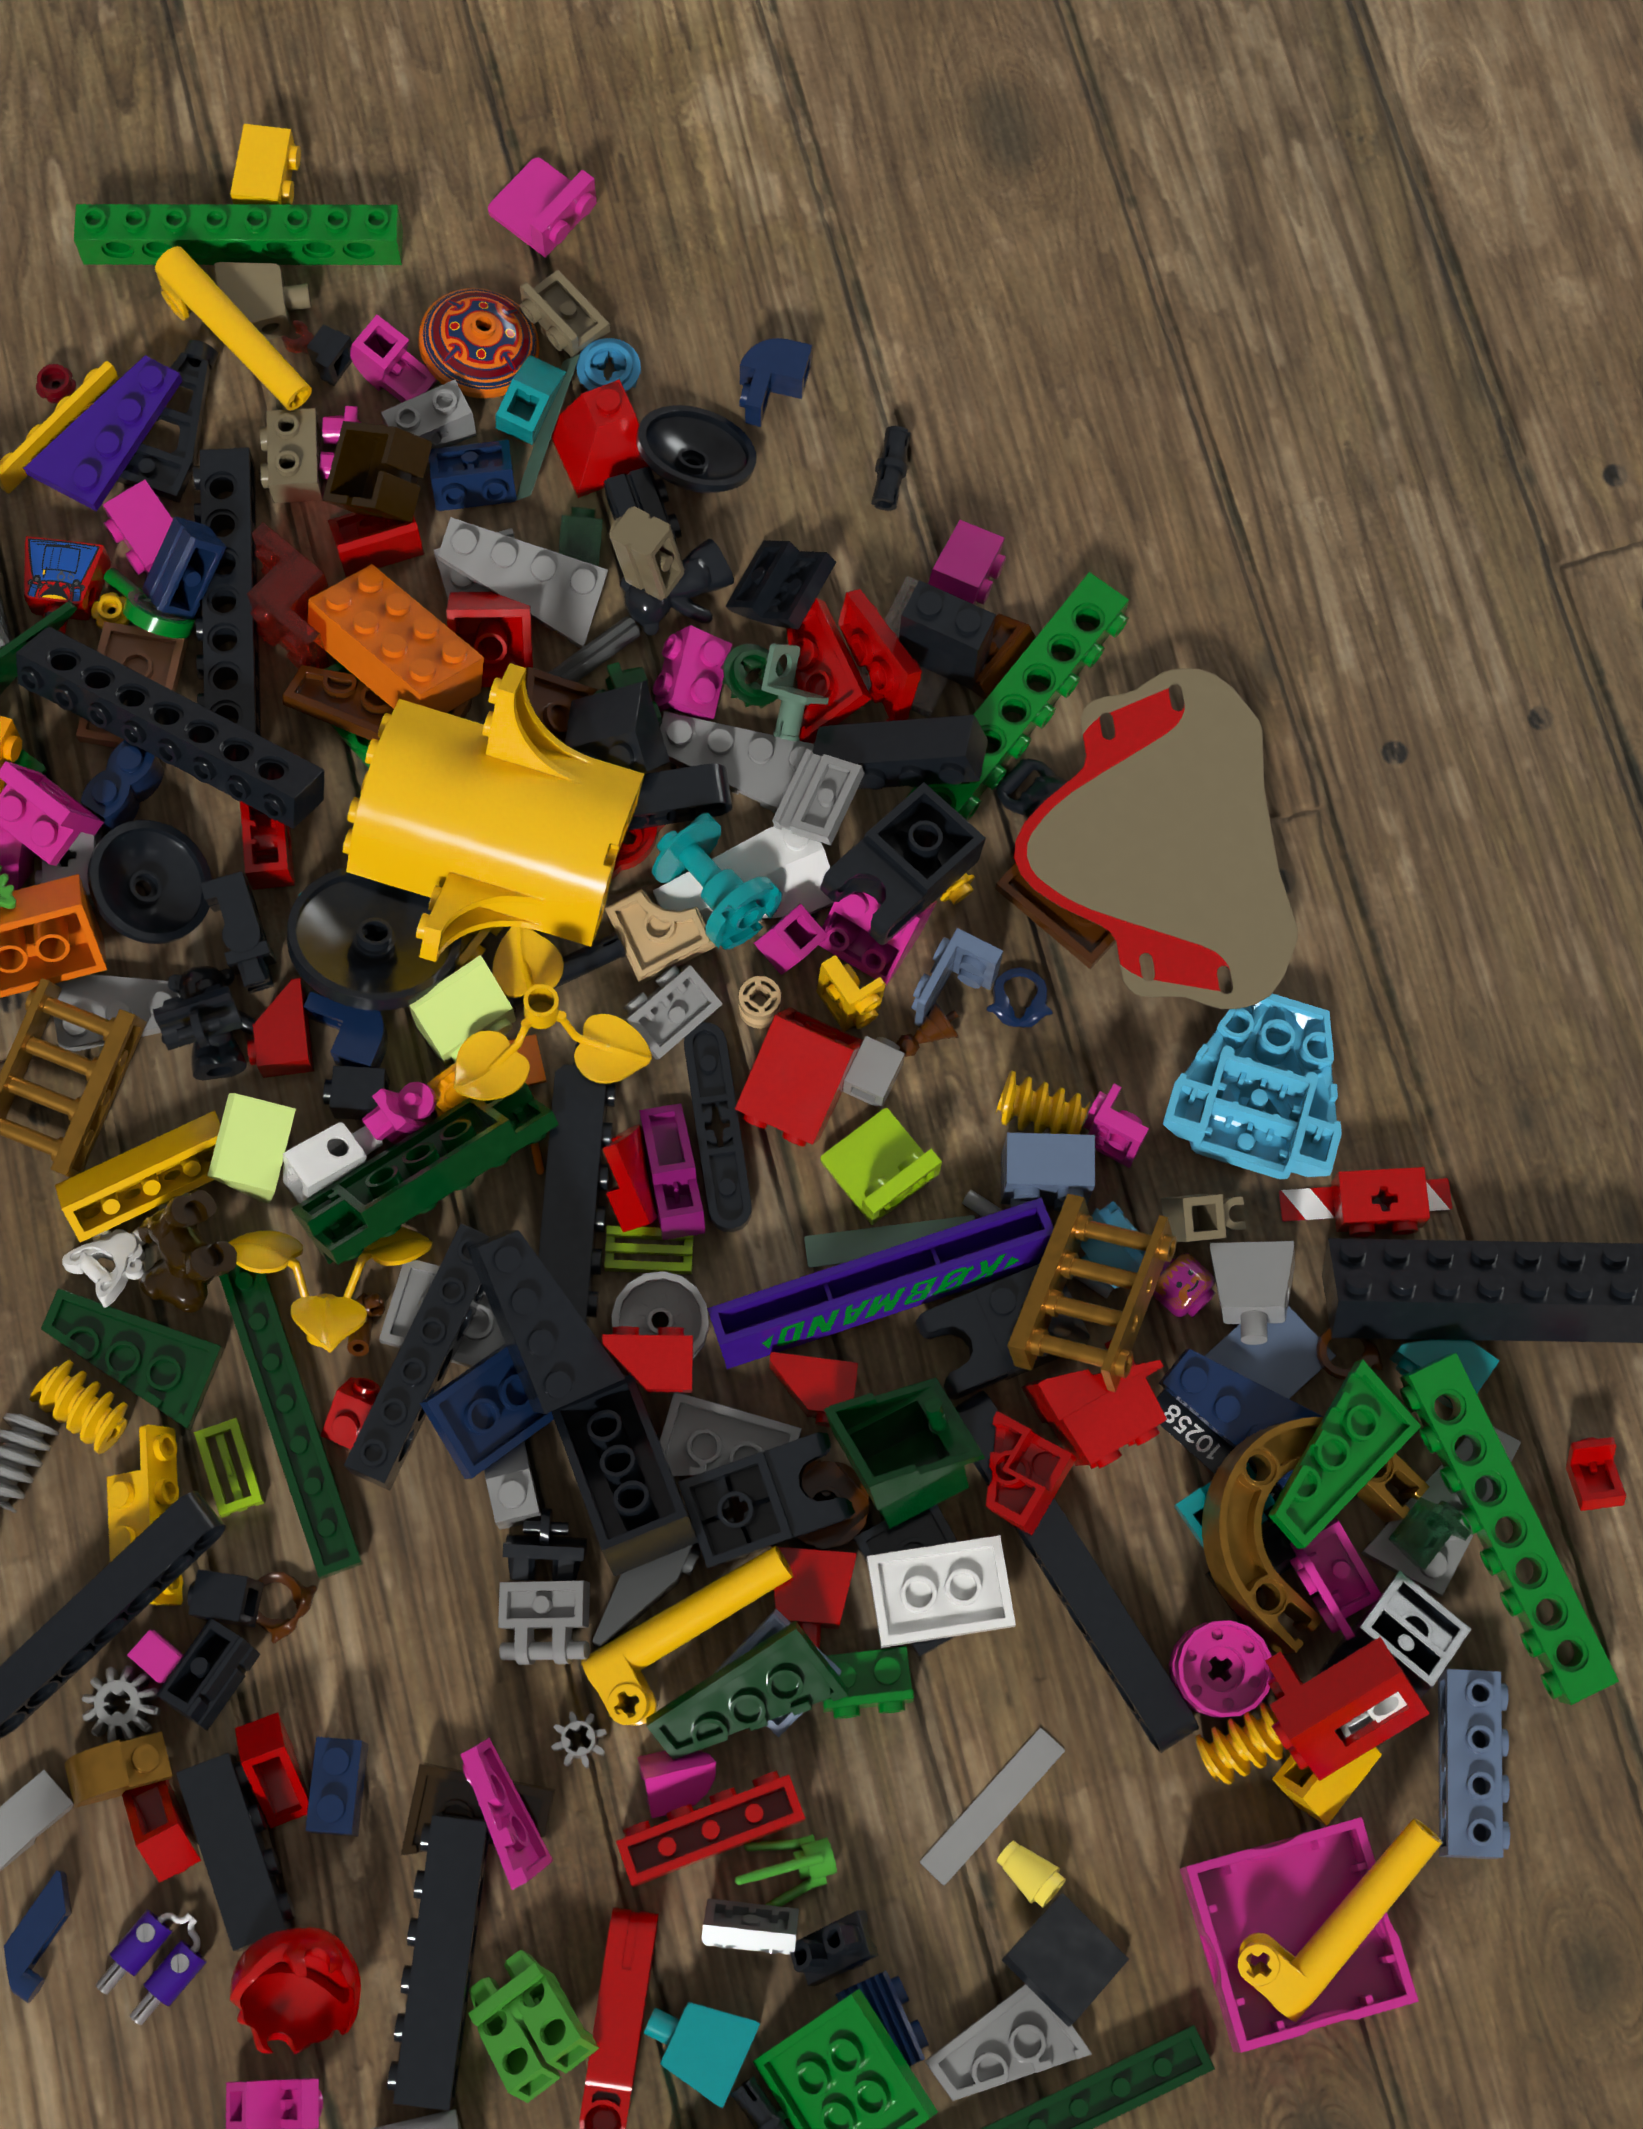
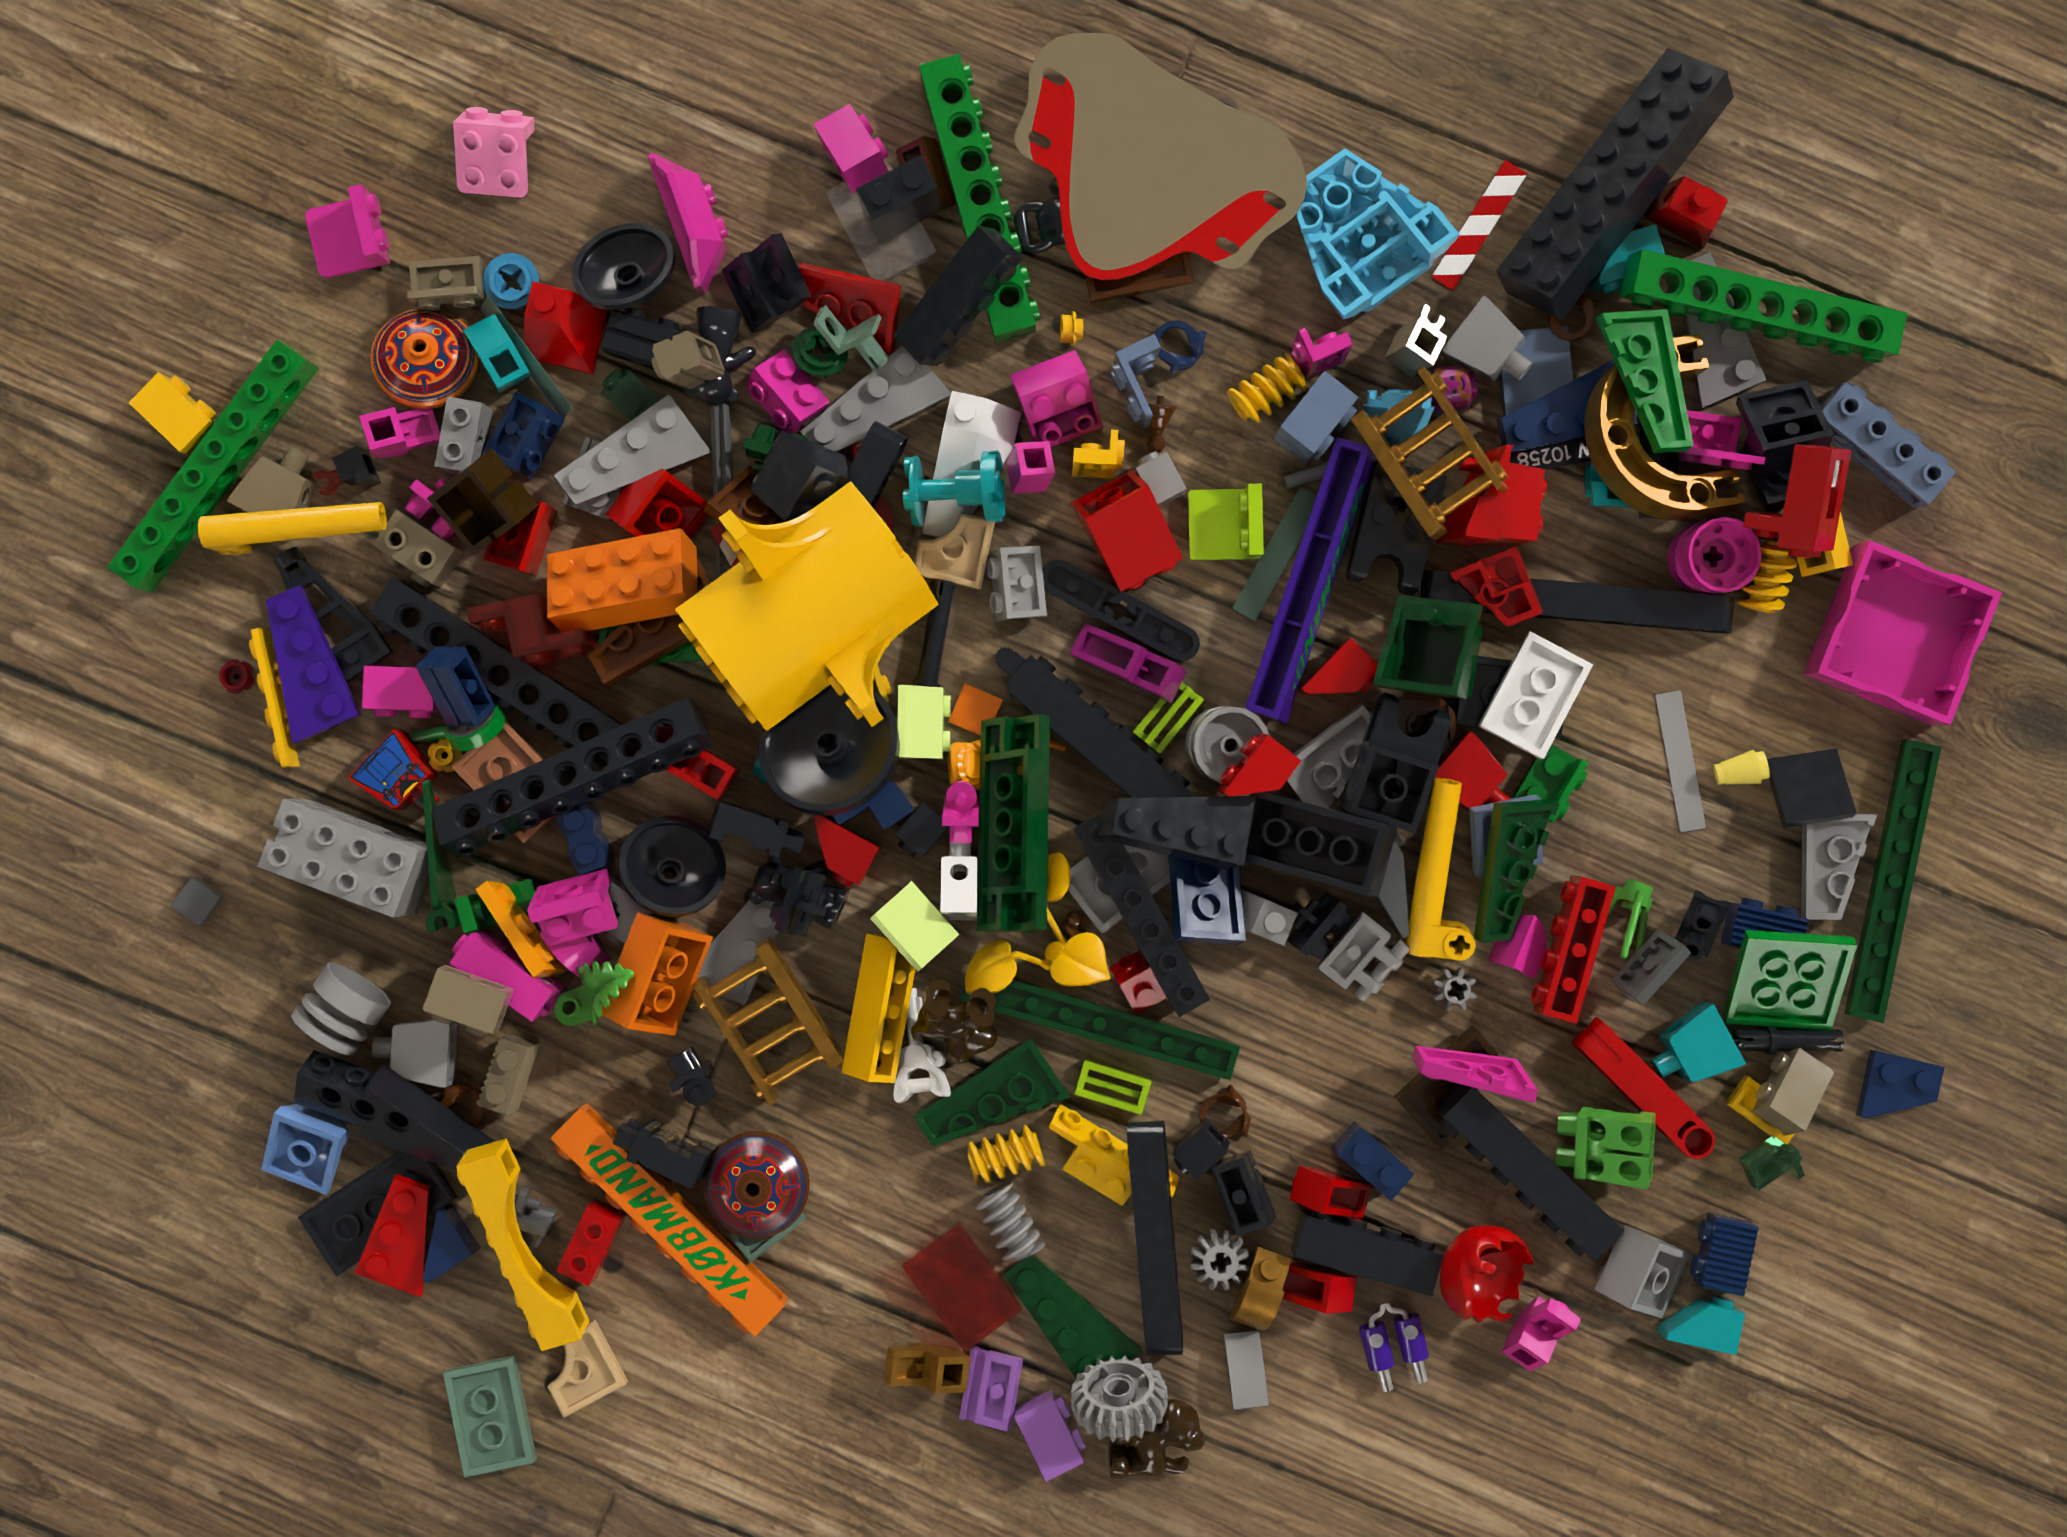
camera: 50 degrees left, 15 degrees up
(35, 1935) = (1323, 1407): dark blue piece -> none
(156, 1656) = (1207, 1216): dark pink slope -> none
(532, 967) = (982, 731): yellow plant -> none
(633, 1195) = (1128, 701): red slope -> none
(714, 271) = (492, 152): none -> bright pink bracket
(759, 1011) = (1053, 525): tan wheel -> none
(773, 367) = (598, 165): dark blue brick -> none
(787, 482) = (692, 219): none -> dark pink wedge
(818, 797) = (951, 374): light grey plate -> none
(877, 647) = (893, 256): red wing -> none
(891, 468) = (734, 141): black pin -> none
(906, 861) = (1045, 360): black brick -> none
(1296, 1981) = (1931, 656): yellow axle -> none
(1400, 1188) = (1499, 197): red brick -> none
(1427, 1530) = (1726, 357): clear green bracket -> none
(1541, 1388) = (1688, 210): none -> red torso
(1595, 1474) = (1766, 222): red bracket -> none

